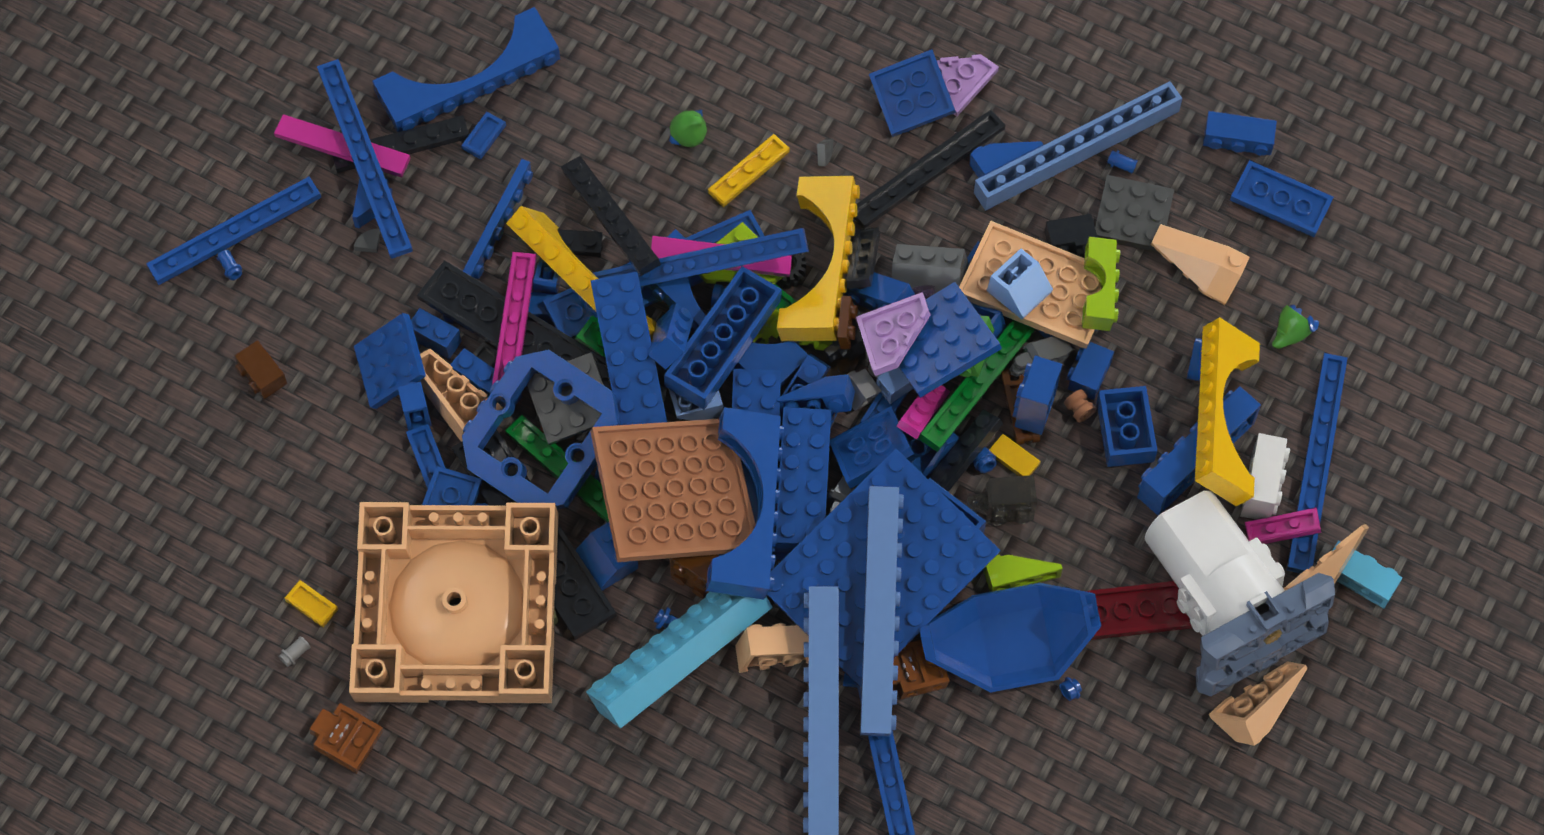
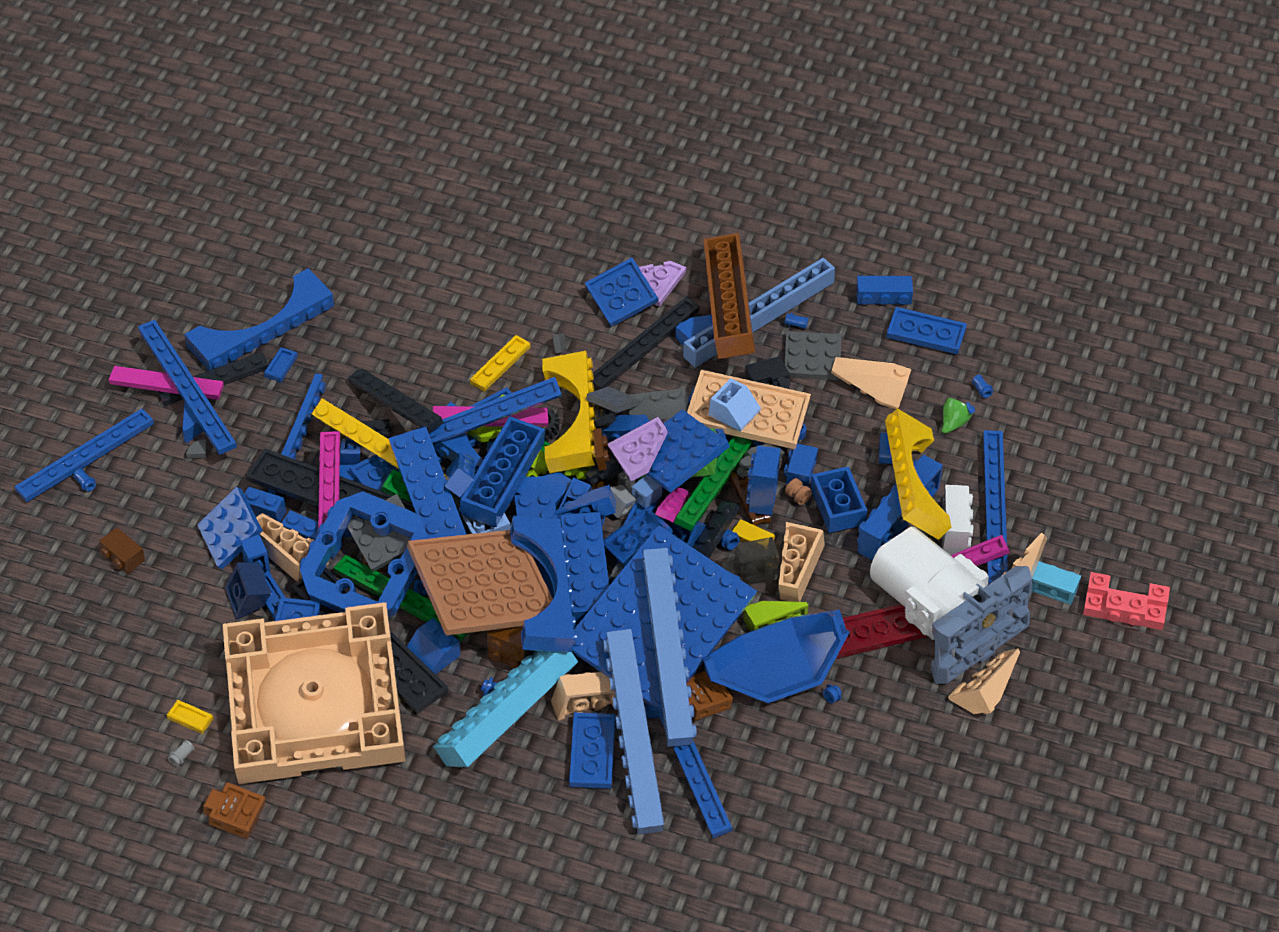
camera: 10 degrees left, 15 degrees down
(399, 446) = (247, 588): none -> dark blue slope
(688, 128) = (446, 338): bright green hat -> none
(772, 721) = (592, 750): none -> blue plate
(873, 253) = (612, 399): none -> dark grey tile
(1041, 125) = (728, 296): none -> dark orange brick
(1062, 503) = (799, 557): none -> light nougat wedge
(1101, 260) = (795, 384): lime arch -> none
(1336, 291) = (984, 389): none -> blue pin
(1449, 624) = (1126, 606): none -> coral bracket

